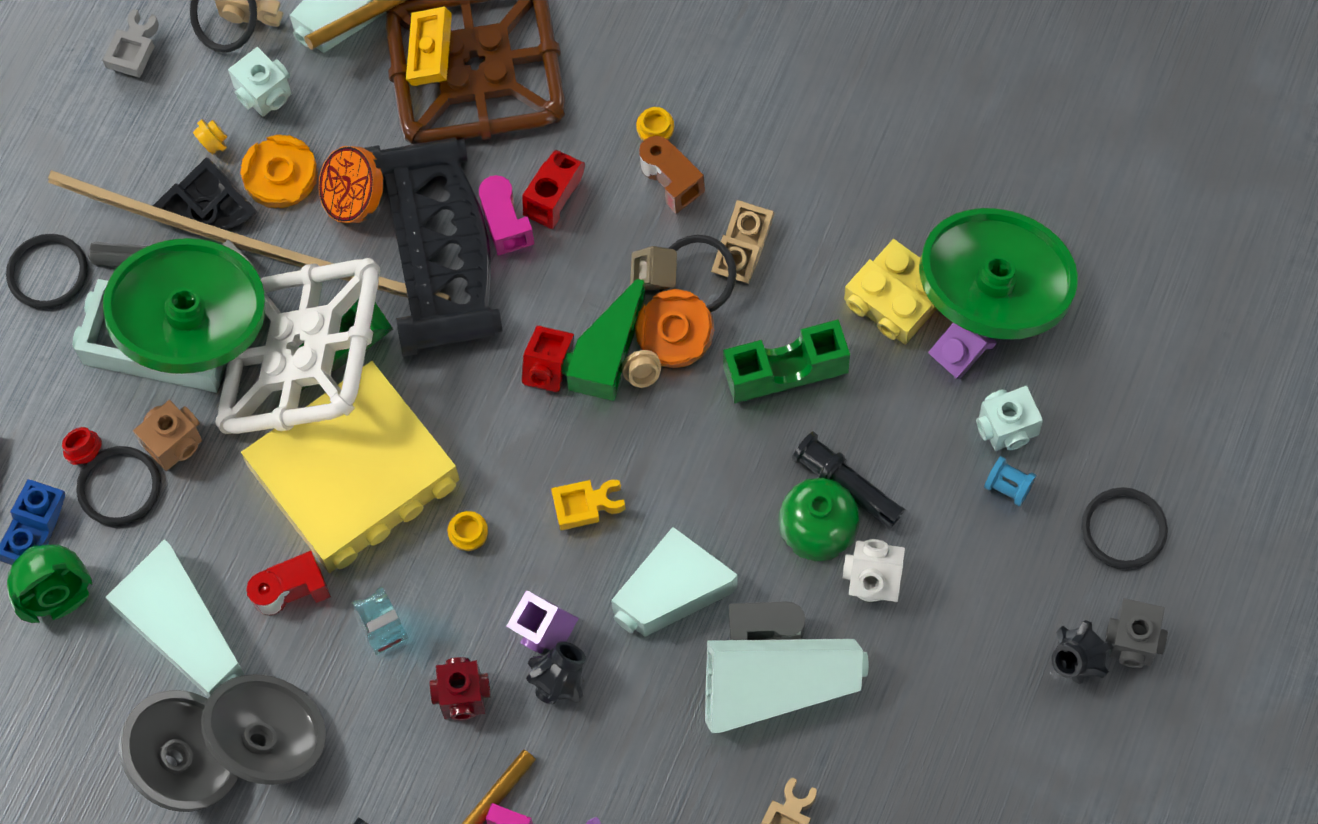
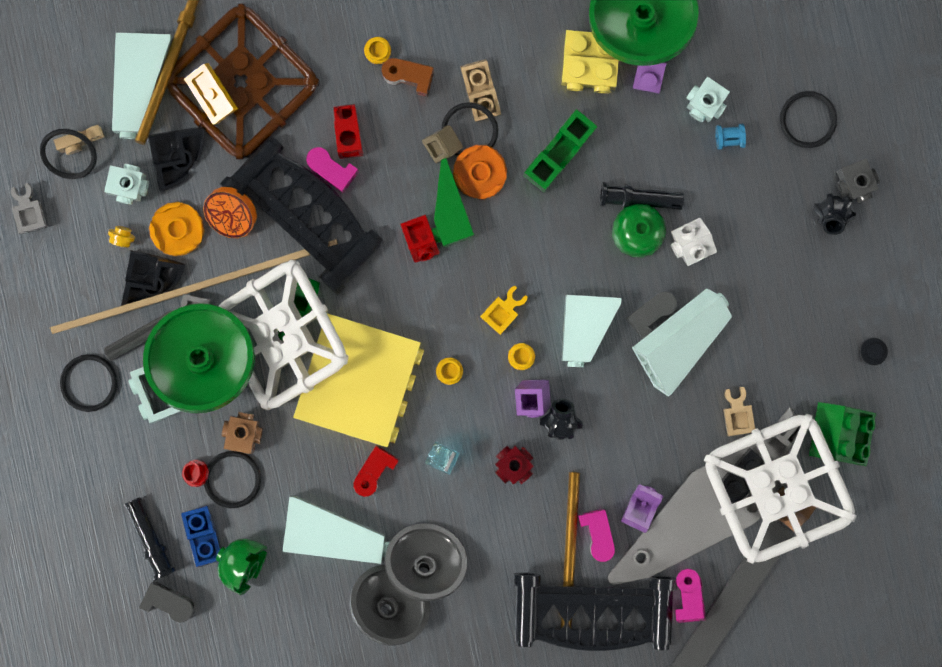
camera: 40 degrees left, 20 degrees up
(340, 92) = (175, 154): none -> black brick
(567, 571) = (521, 356): none -> yellow plate
(641, 368) = (479, 209): tan plate -> none

